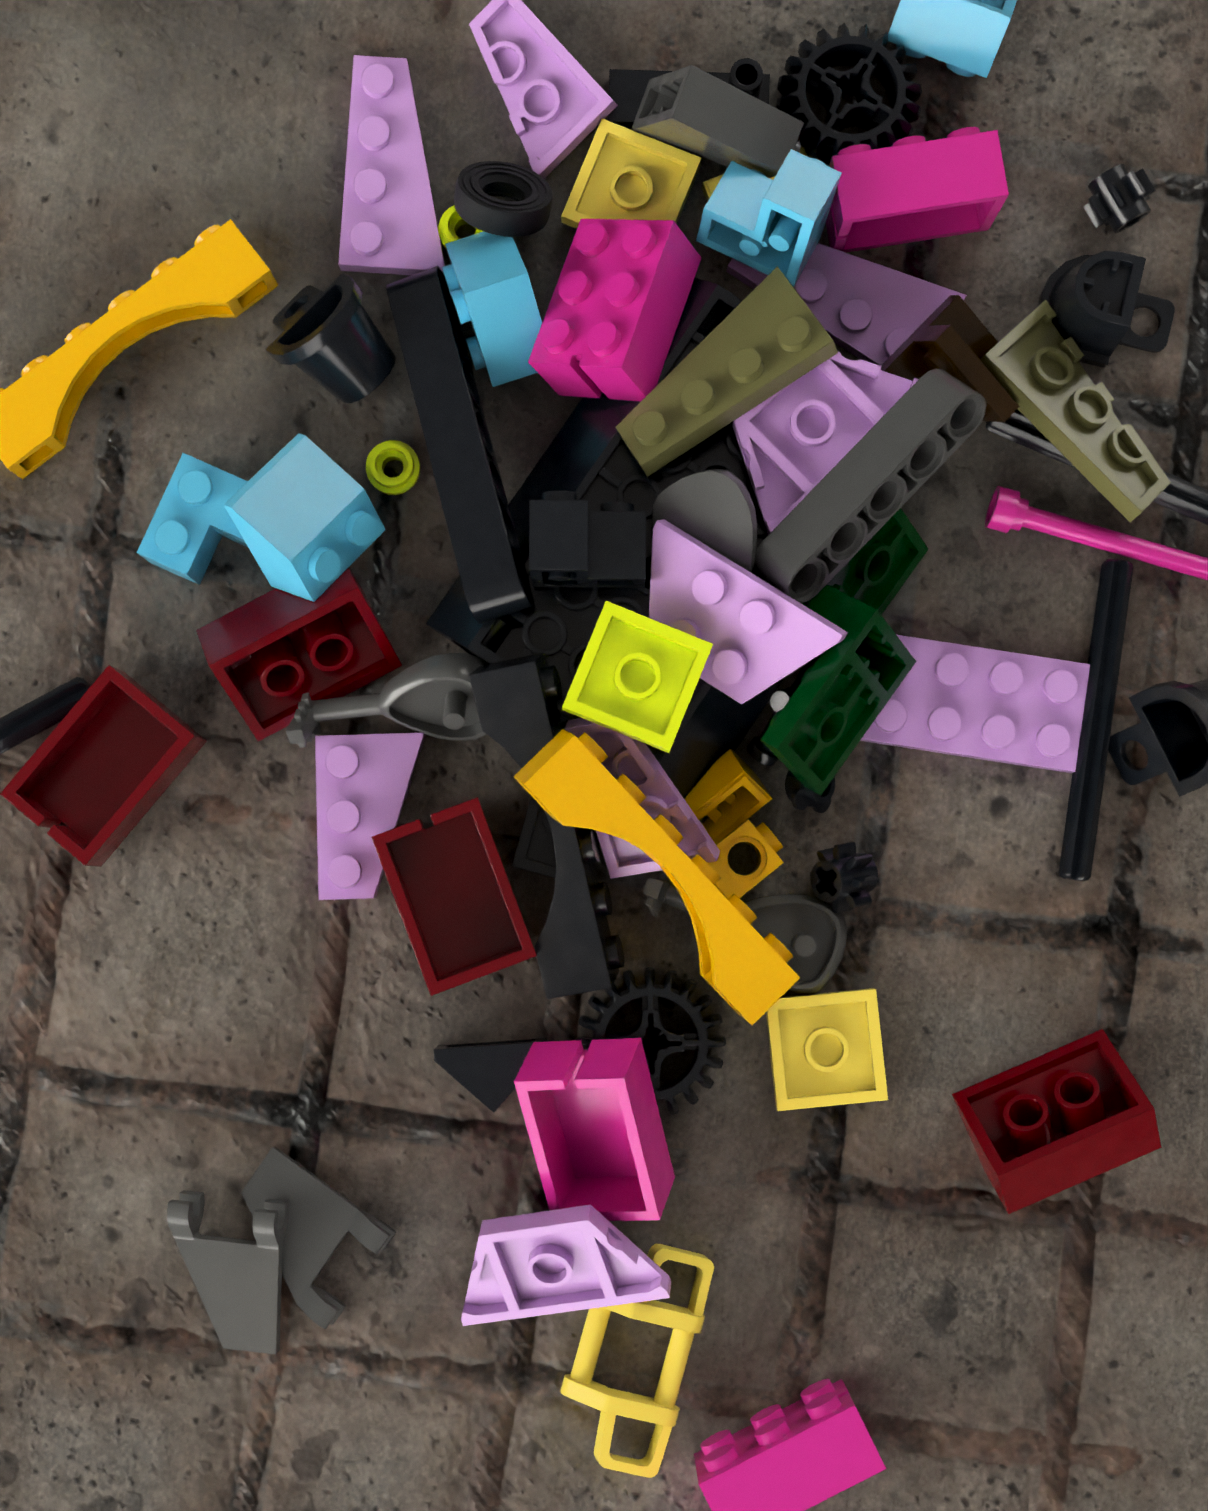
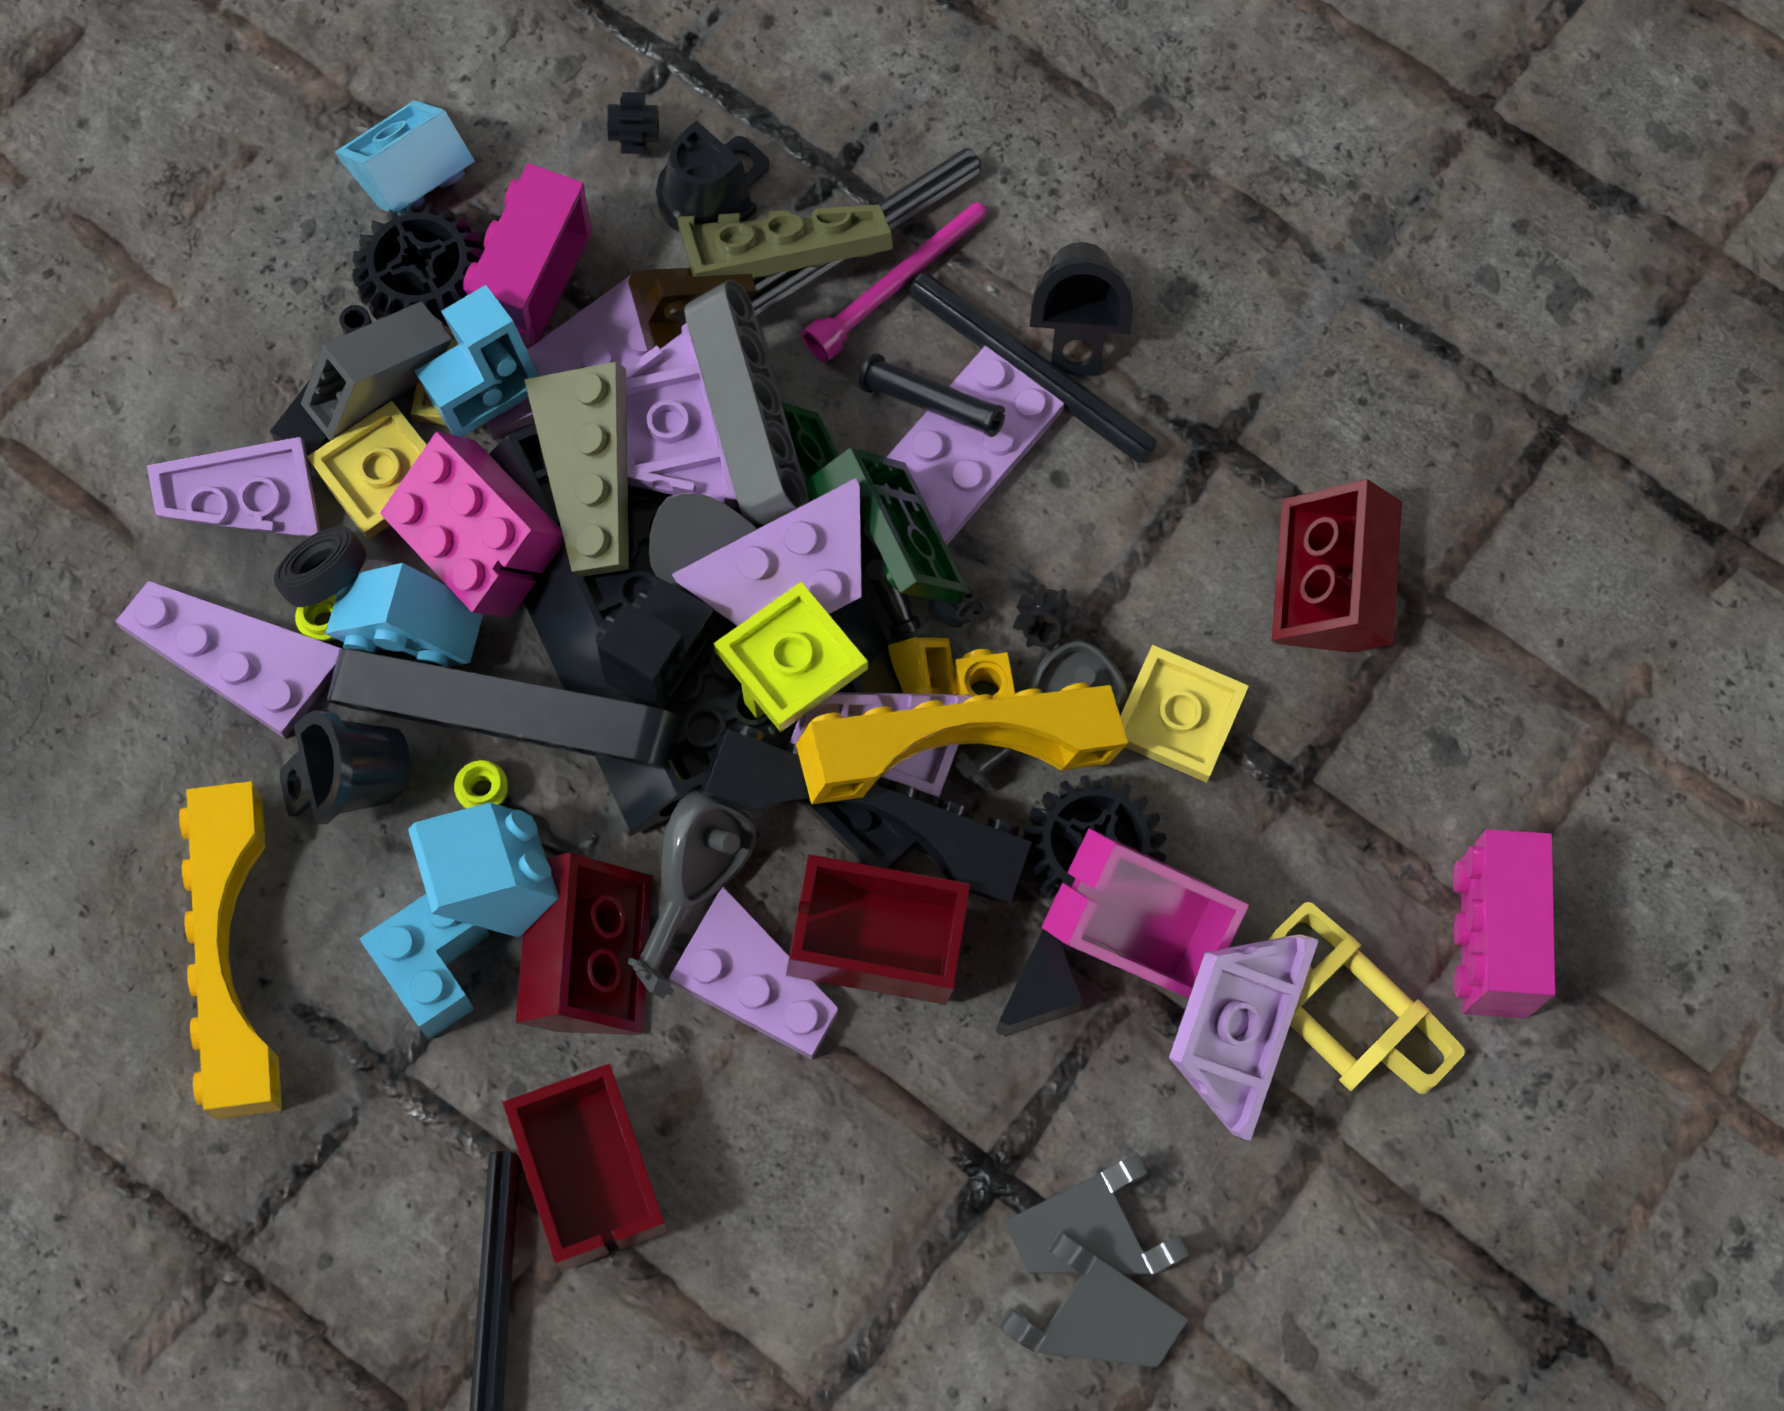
camera: 65 degrees left, 15 degrees down
(1001, 645) = (931, 395): none -> black pin

